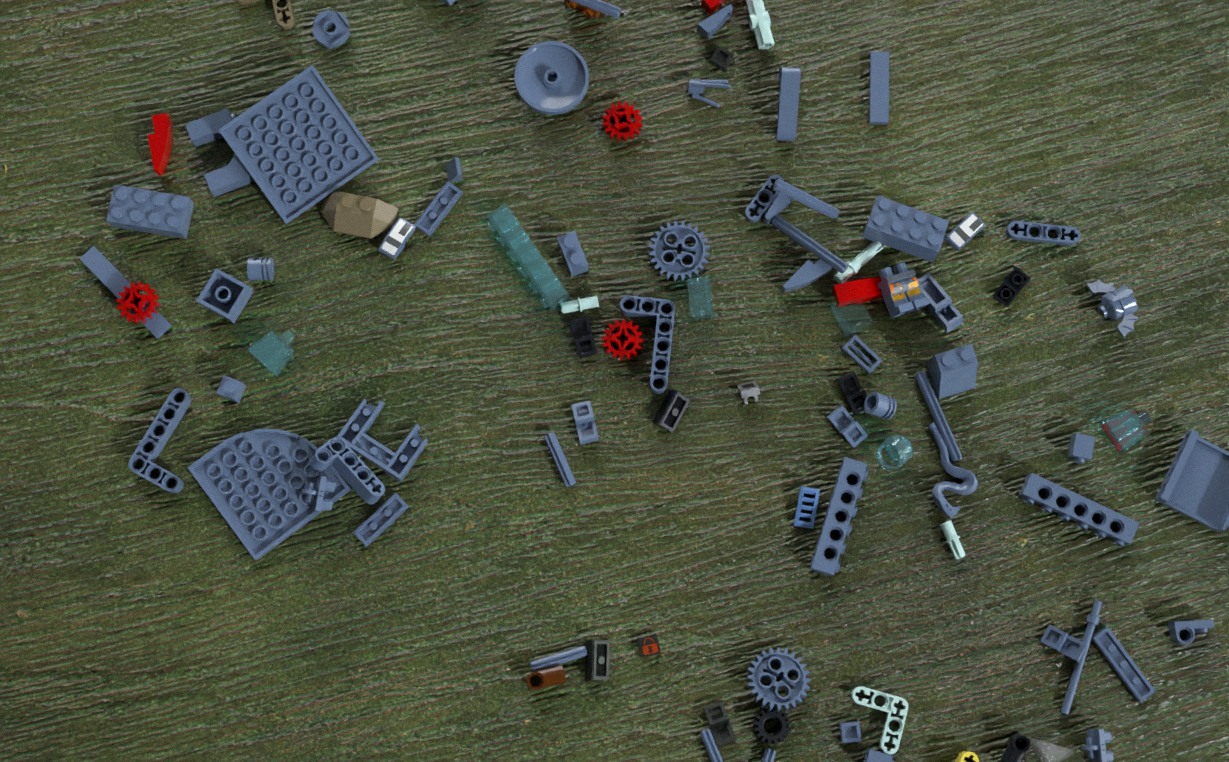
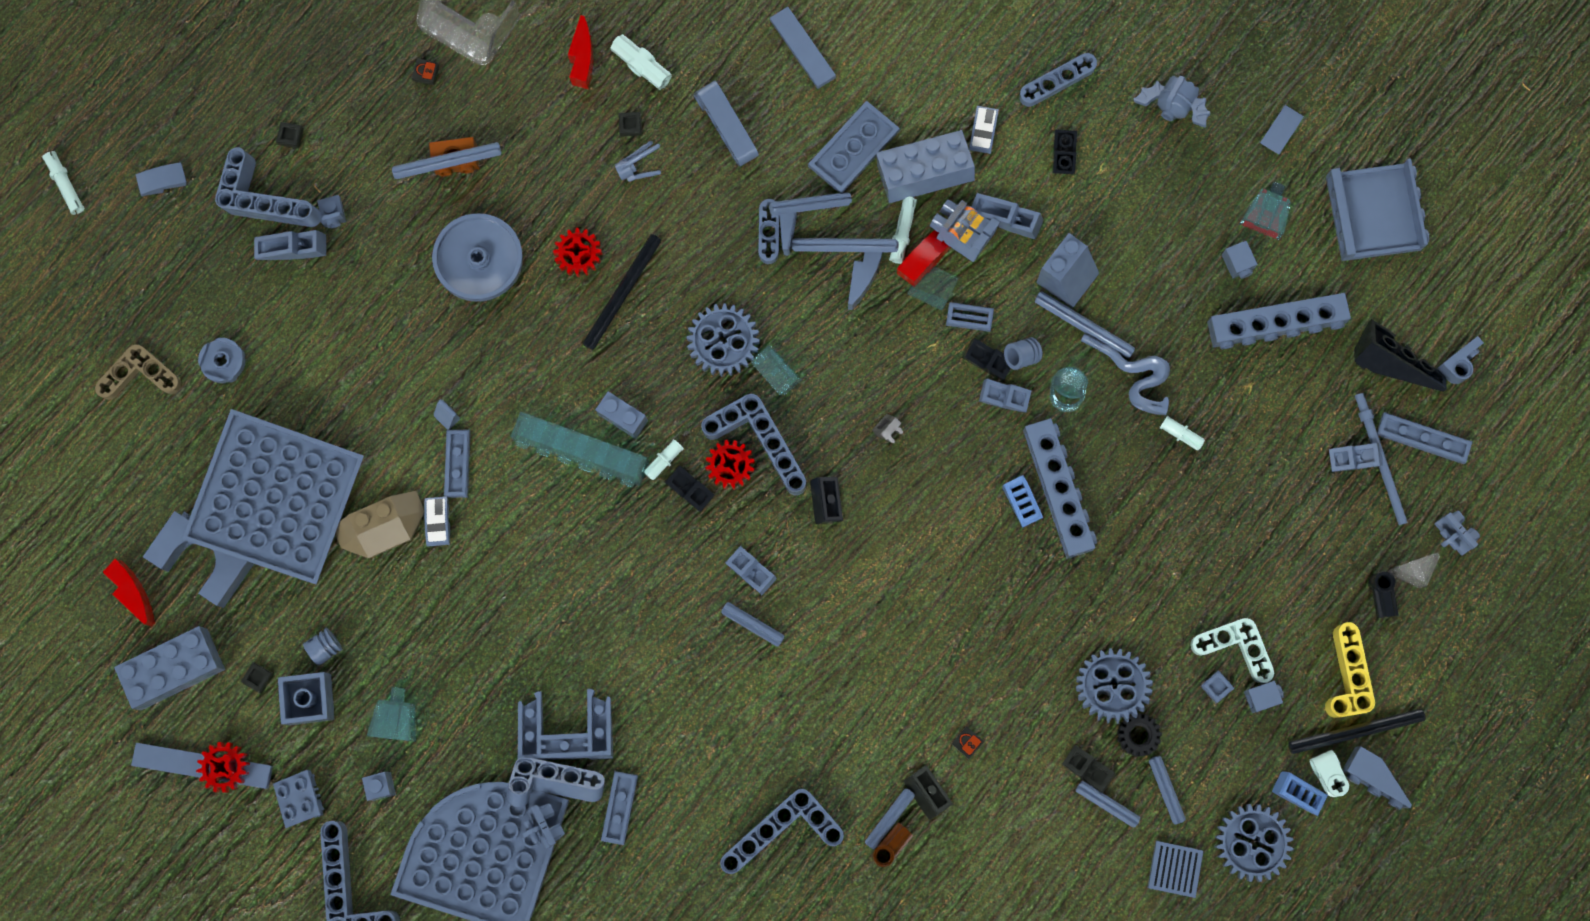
camera: 25 degrees left, 0 degrees up
(172, 359) = (298, 798): none -> sand blue hinge
(203, 259) = (257, 677): none -> pearl dark grey tile
(479, 610) = (778, 827): none -> sand blue beam
(633, 170) = (622, 292): none -> black axle
(714, 22) = (596, 99): sand blue slope -> none
(865, 181) = (853, 147): none -> sand blue plate
(1137, 588) = (1386, 357): none -> black wedge
(1178, 378) = (1282, 129): none -> sand blue slope

